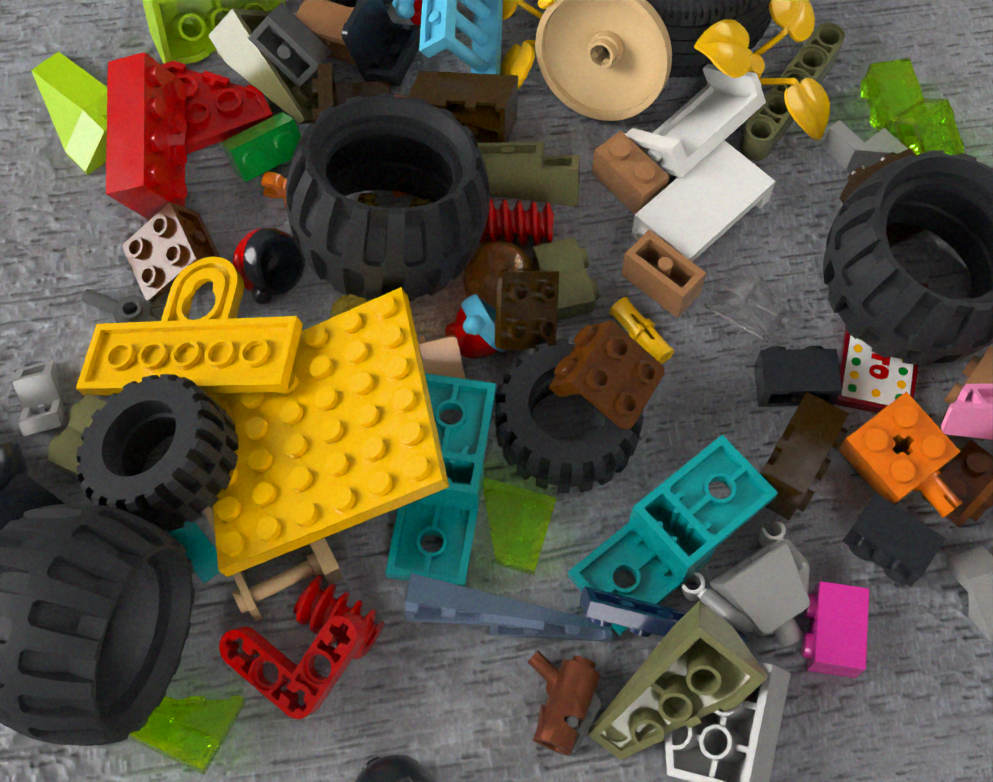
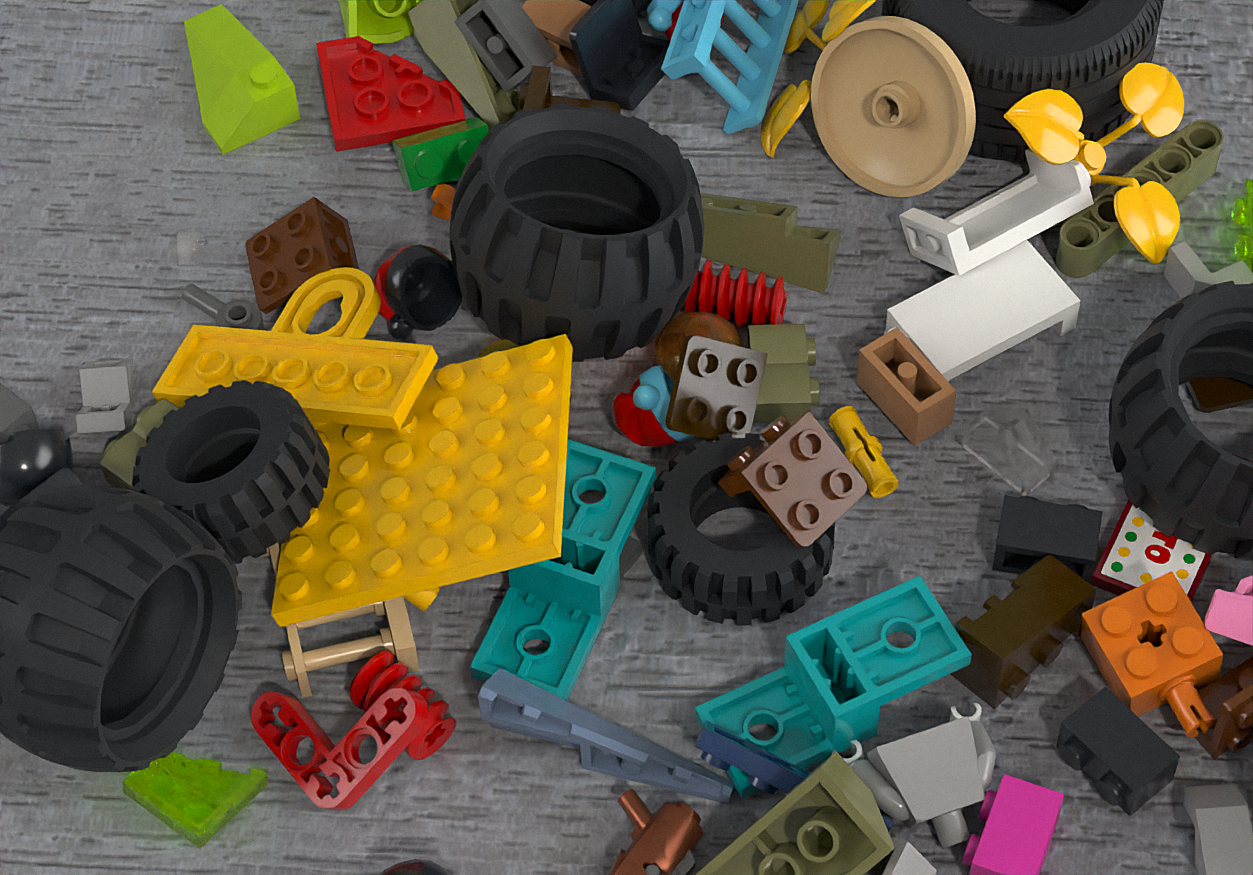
camera: 15 degrees right, 10 degrees down
(145, 135) = (303, 114): red brick -> none
(198, 550) = (256, 605): teal sticker -> none
(441, 356) = (600, 428): light nougat panel -> none
(477, 100) = (726, 146): dark brown wedge -> none
(517, 524) = (648, 645): clear neon green wing -> none
(628, 172) = (894, 257): medium nougat brick -> none

